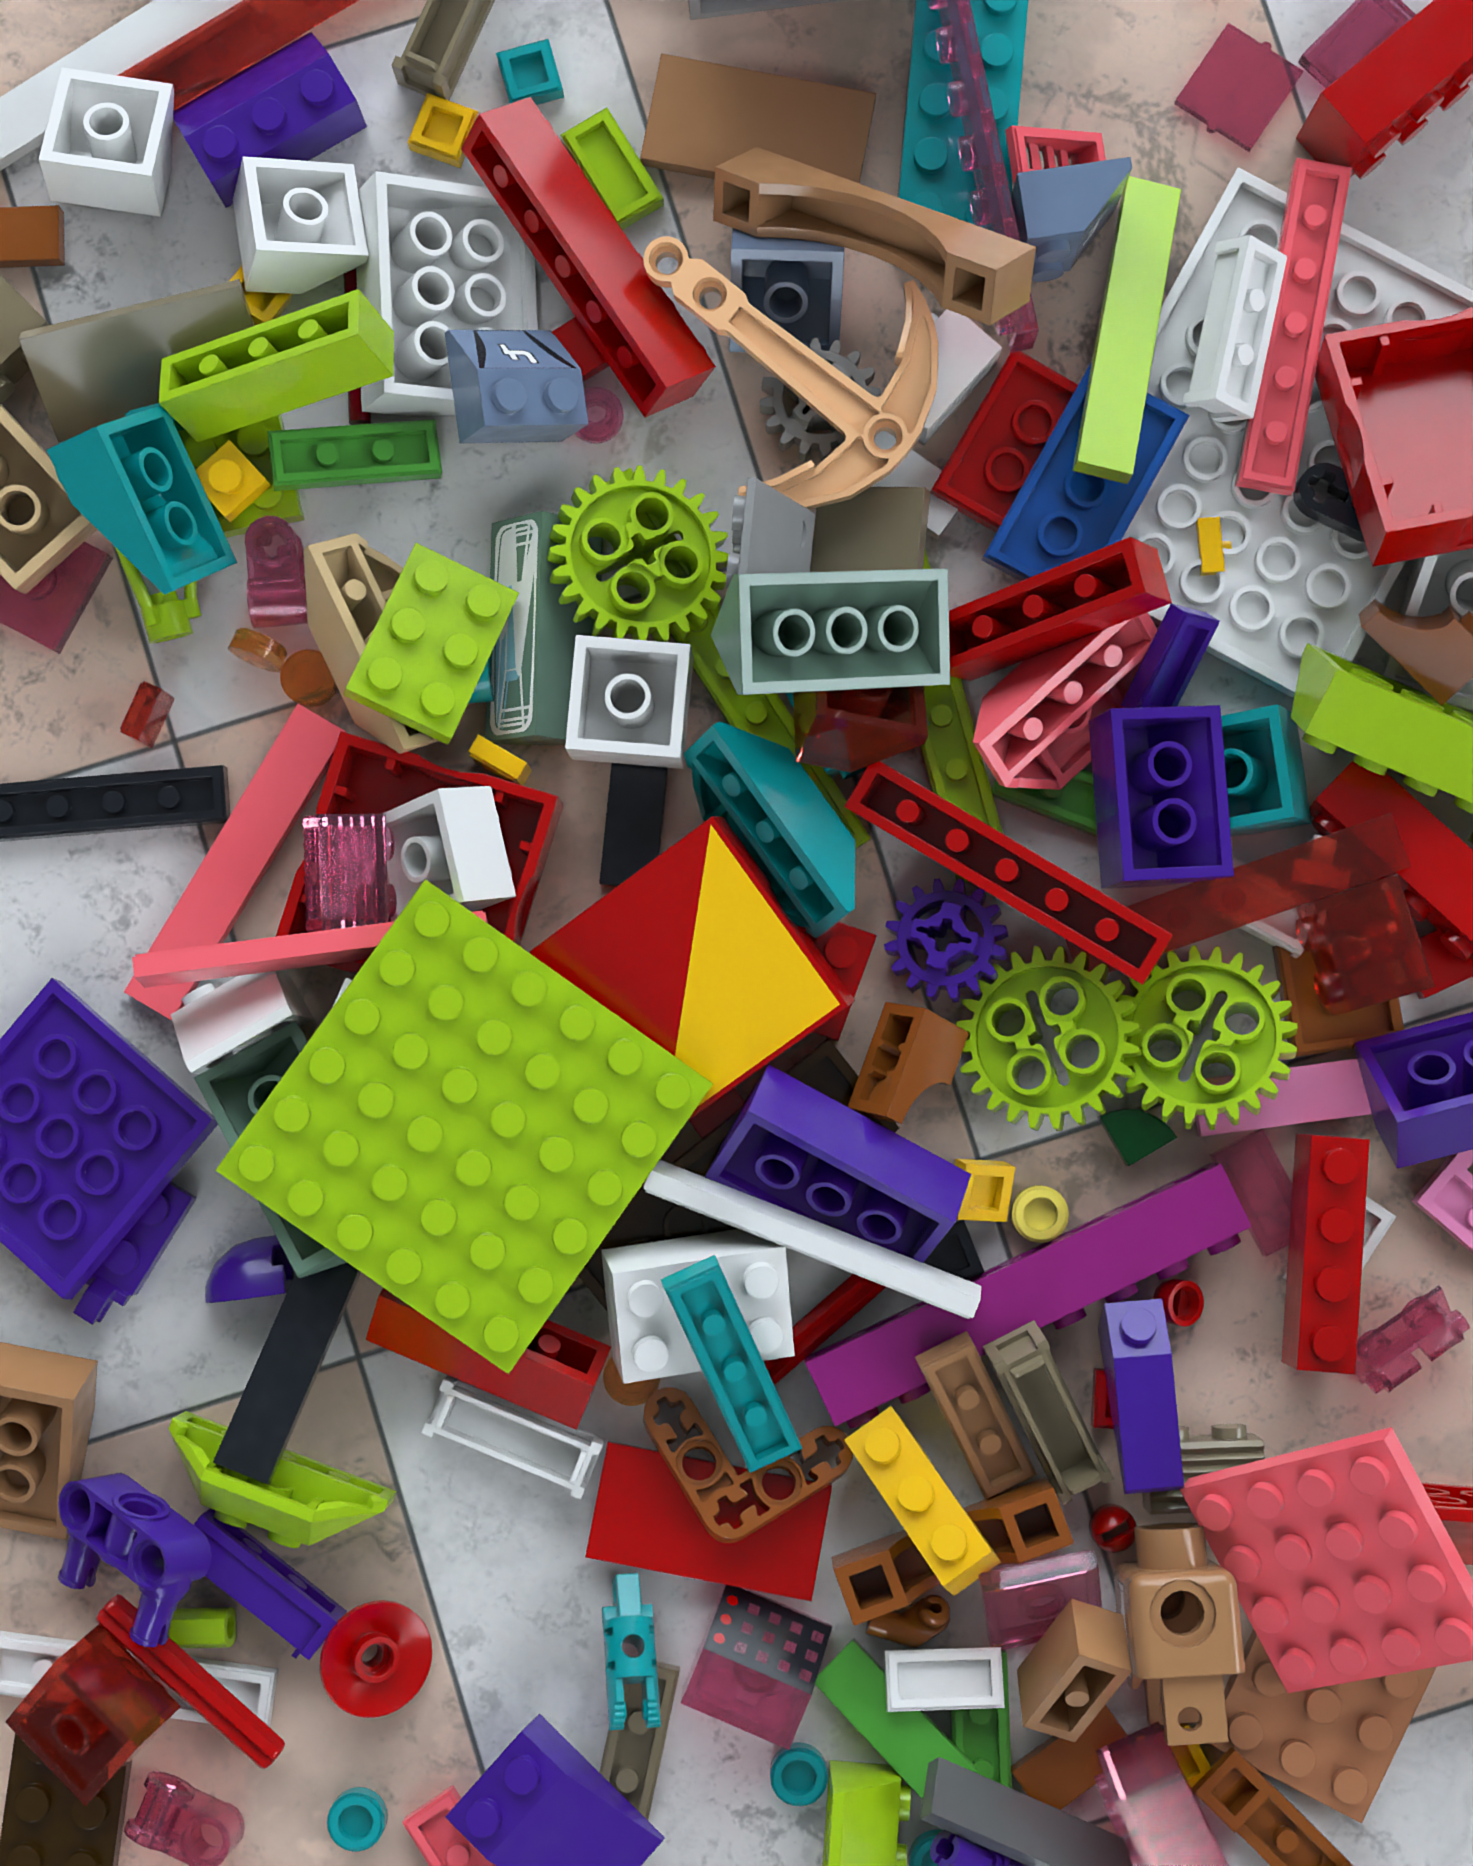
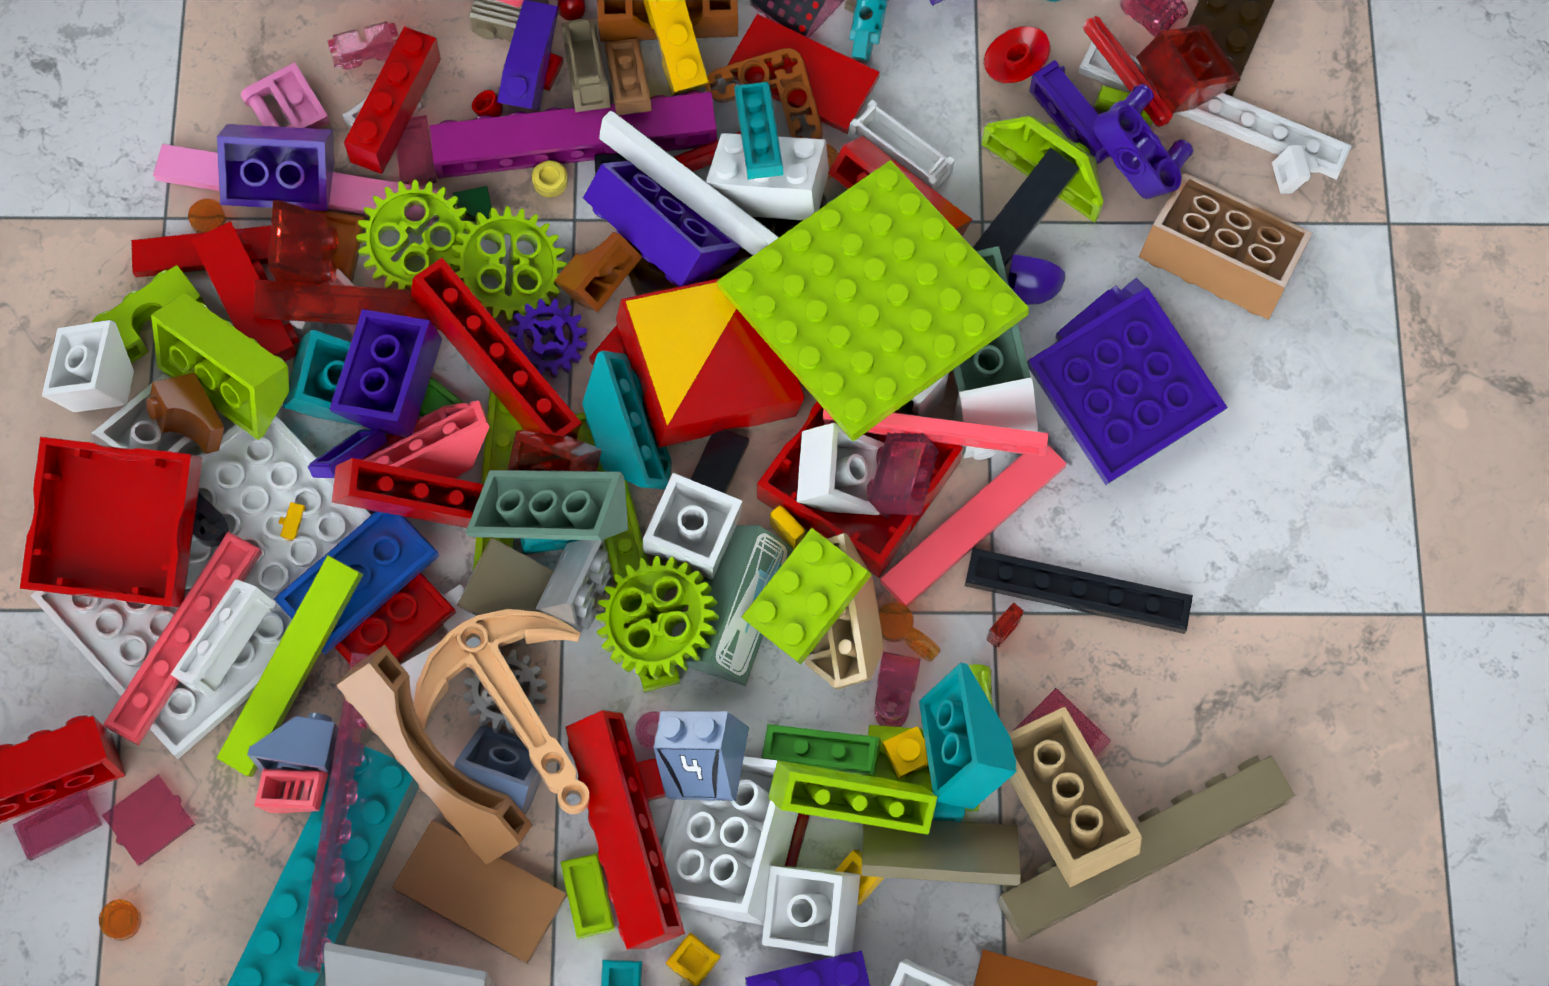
camera: 170 degrees left, 15 degrees down
(987, 1191) = (571, 198): yellow plate -> none

